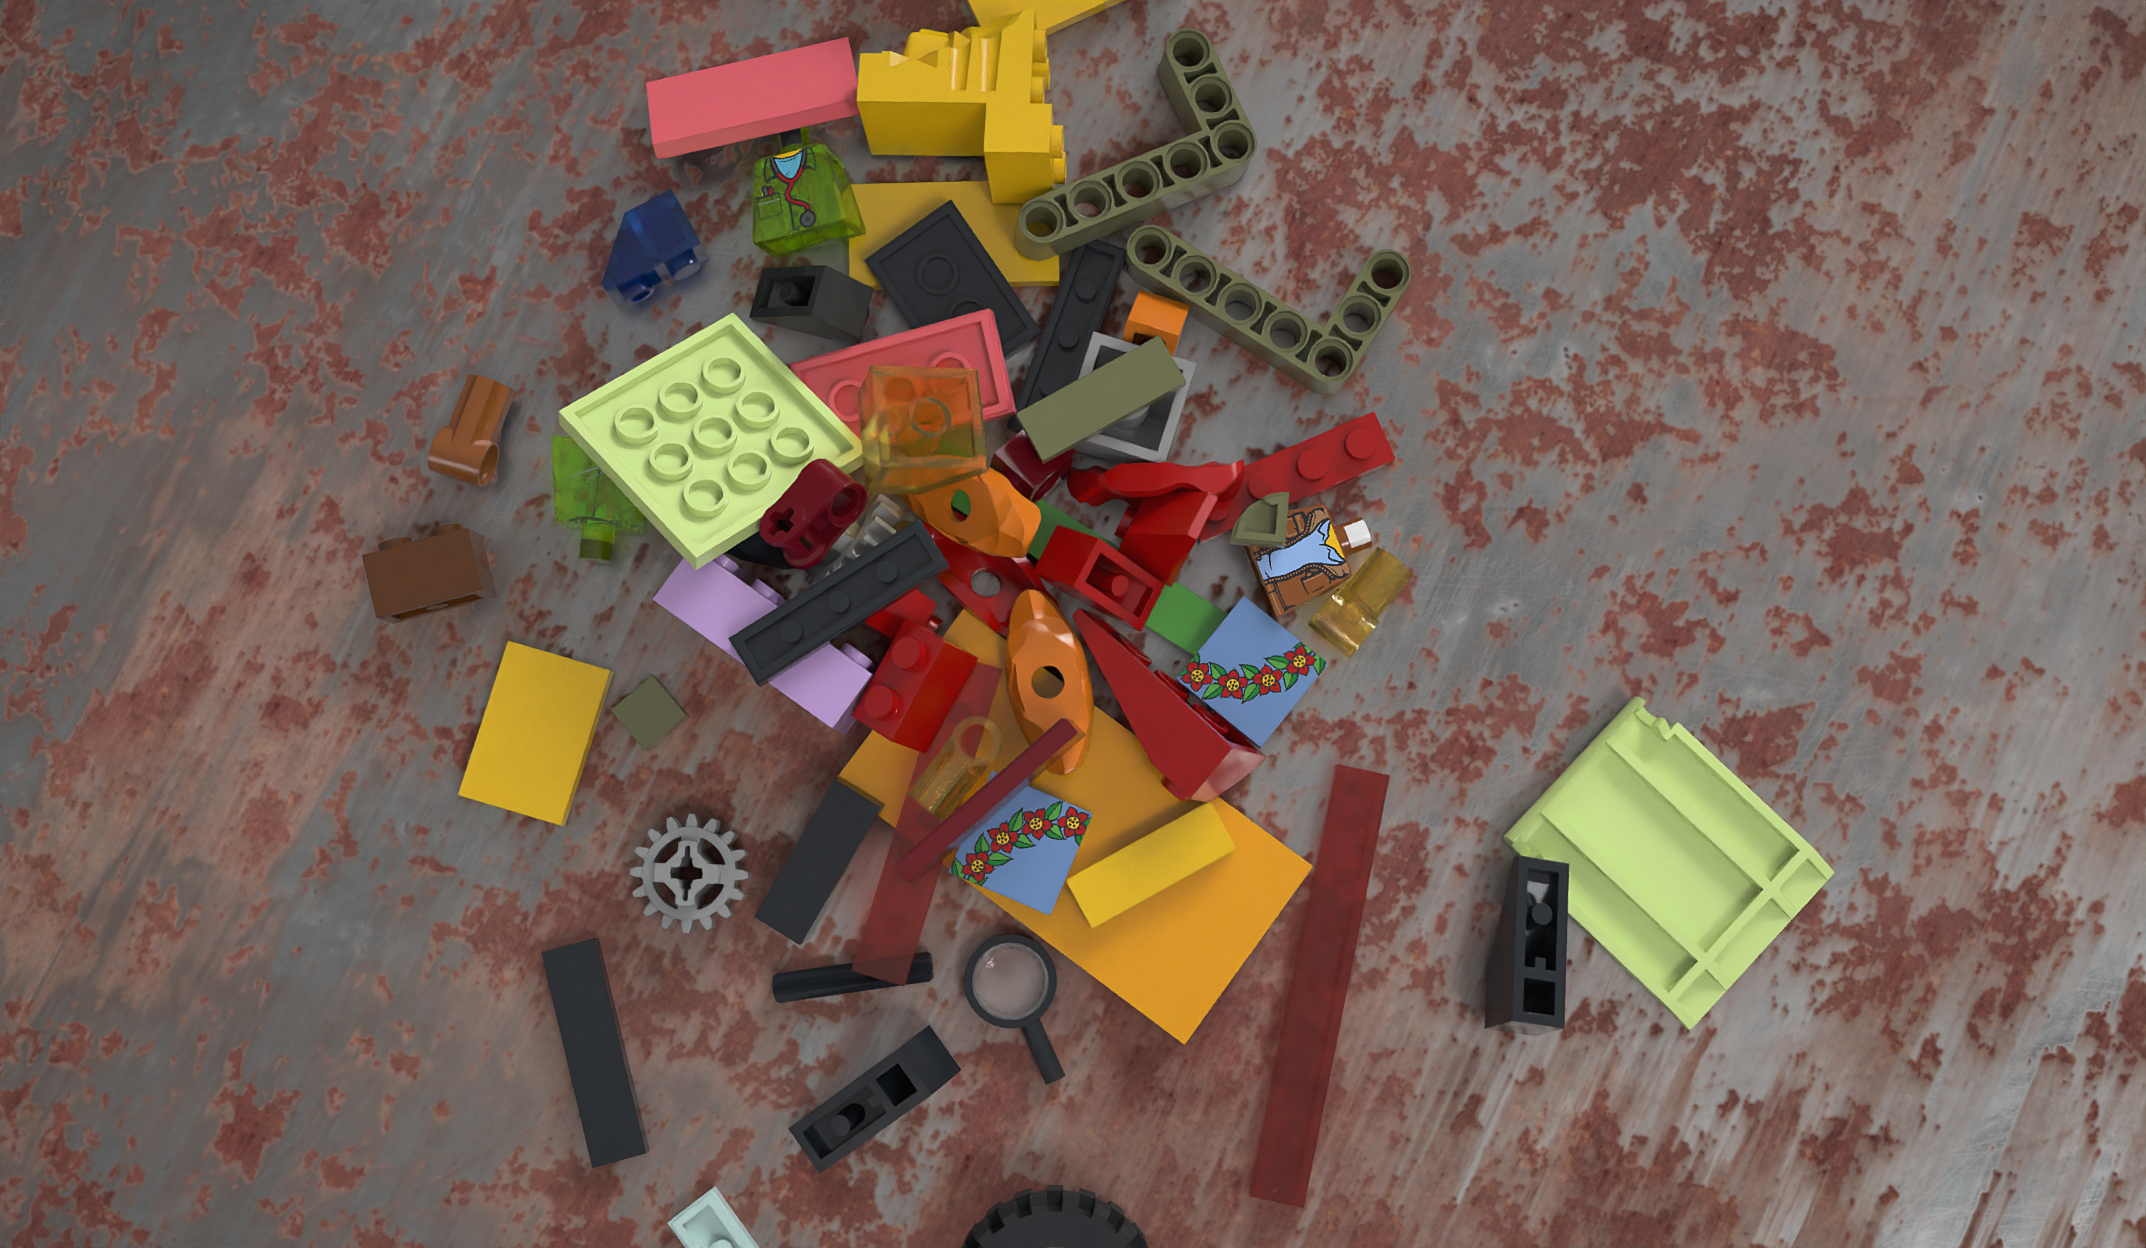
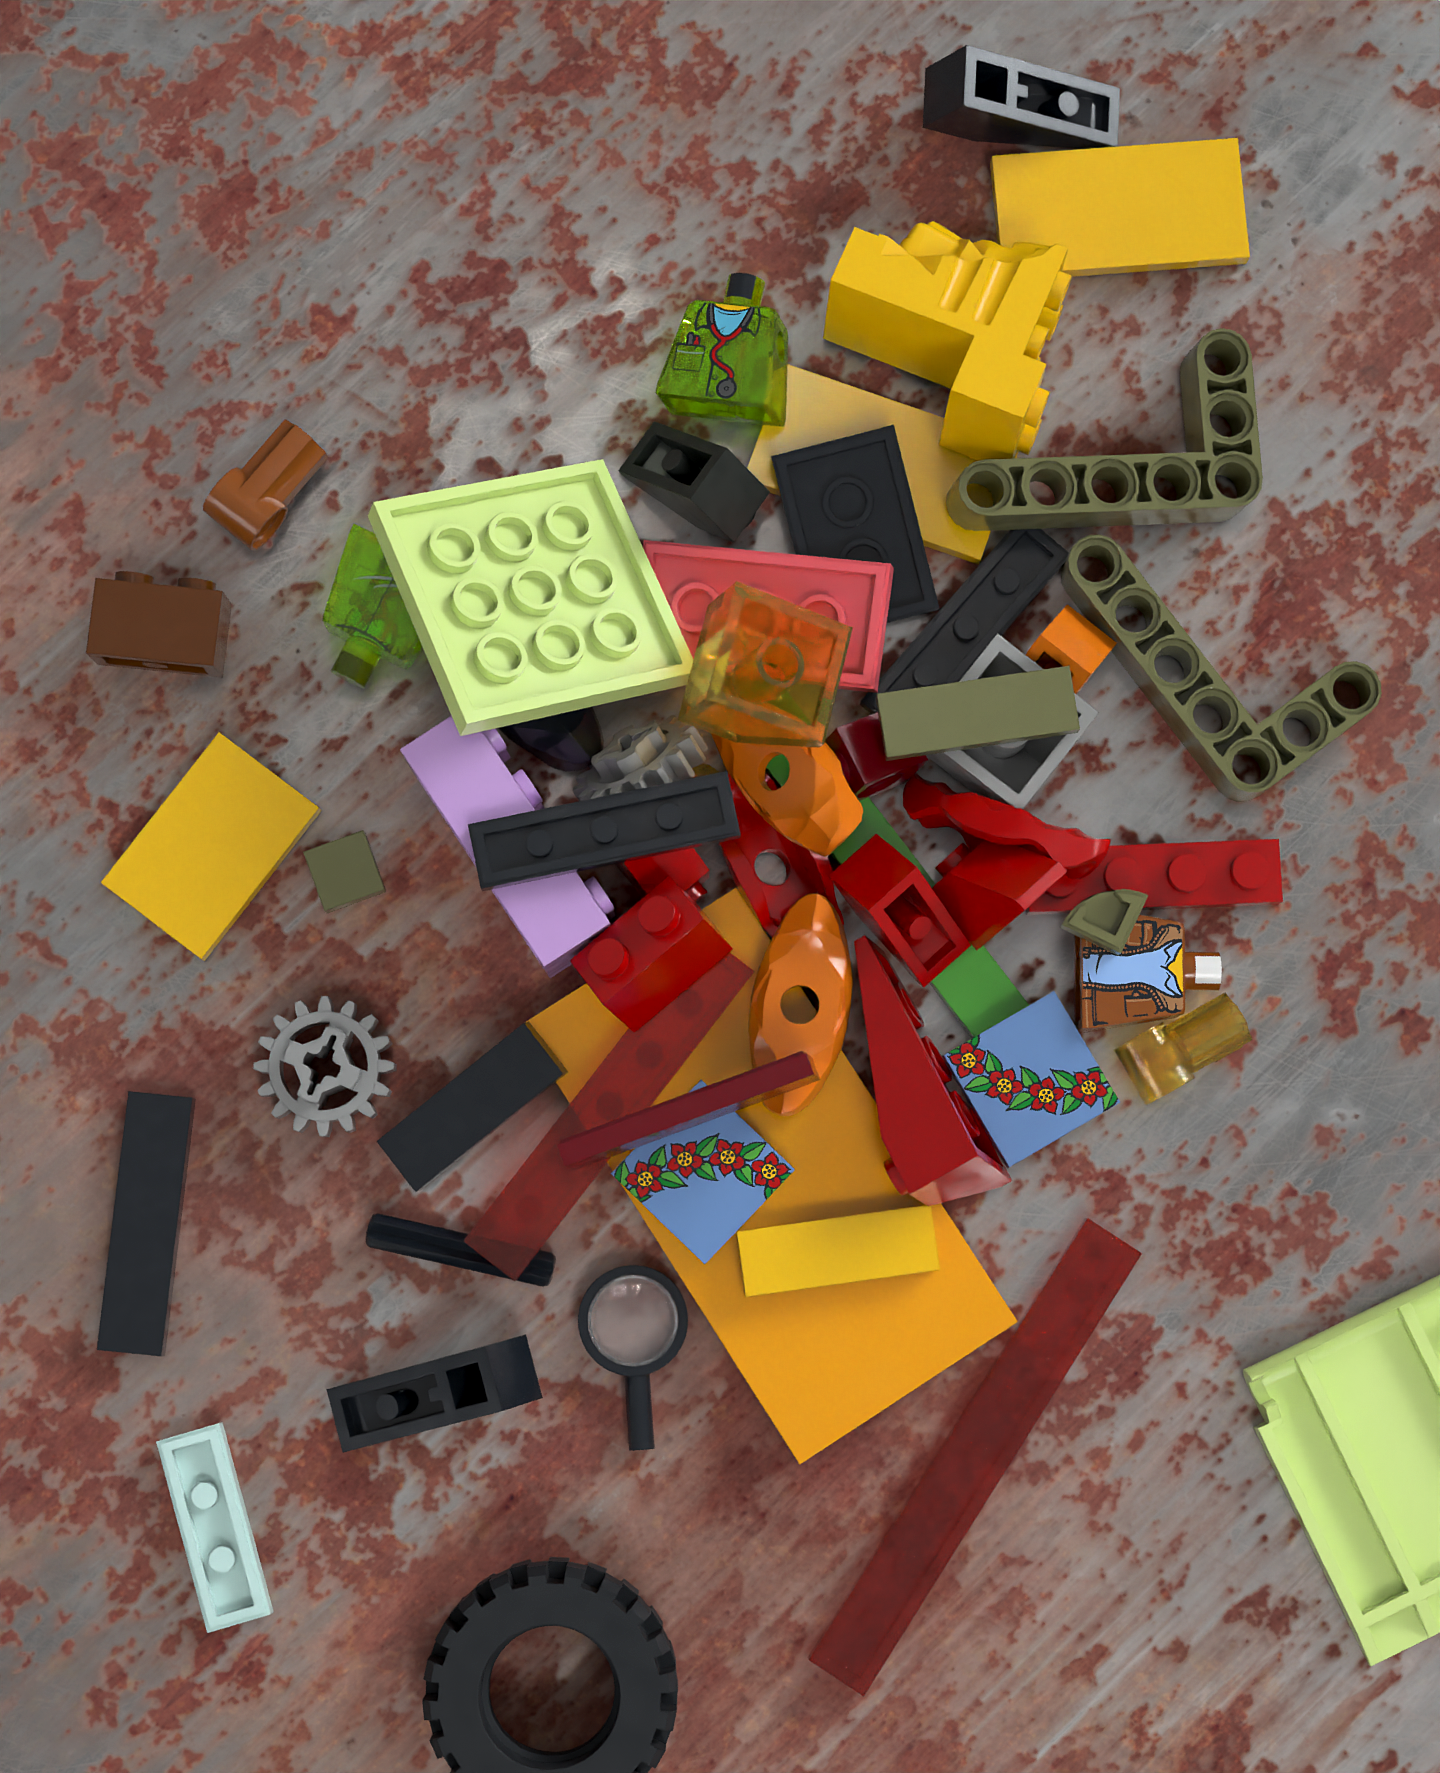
camera: 15 degrees right, 0 degrees up
(651, 248) = (539, 353): clear blue slope -> none
(752, 98) = (715, 227): coral tile -> none
(814, 507) = (618, 717): dark red piece -> none
(954, 770) = (659, 1064): clear yellow piece -> none
(1530, 951) = (1224, 1507): black slope -> none

